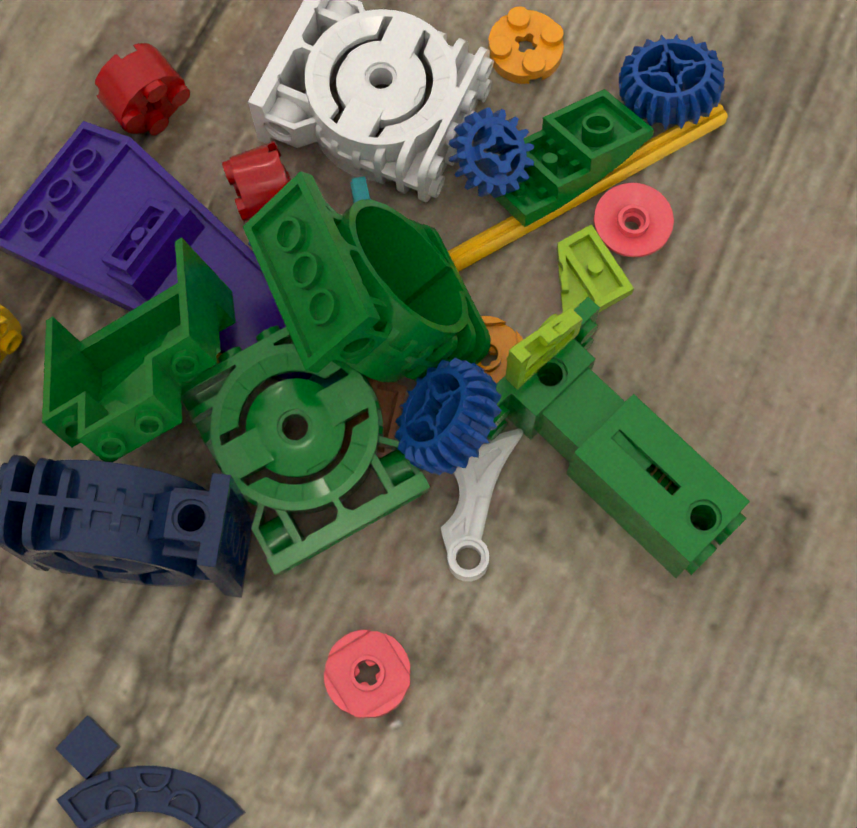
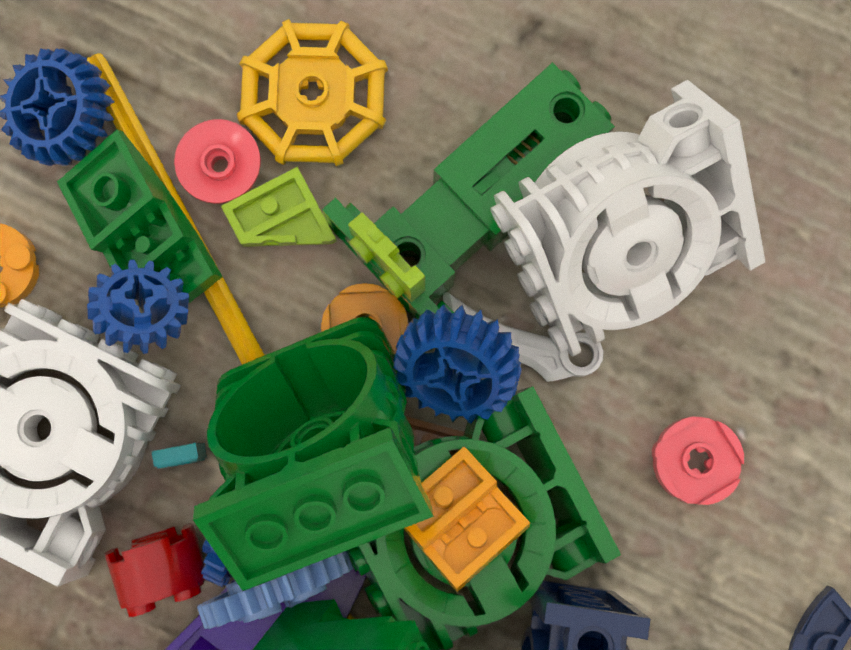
camera: 90 degrees left, 10 degrees up
(239, 258) = (266, 598): none -> medium blue gear
(305, 418) = (469, 519): none -> light orange slope
(565, 576) = (640, 249): none -> white brick
(709, 323) = (319, 115): none -> yellow plate

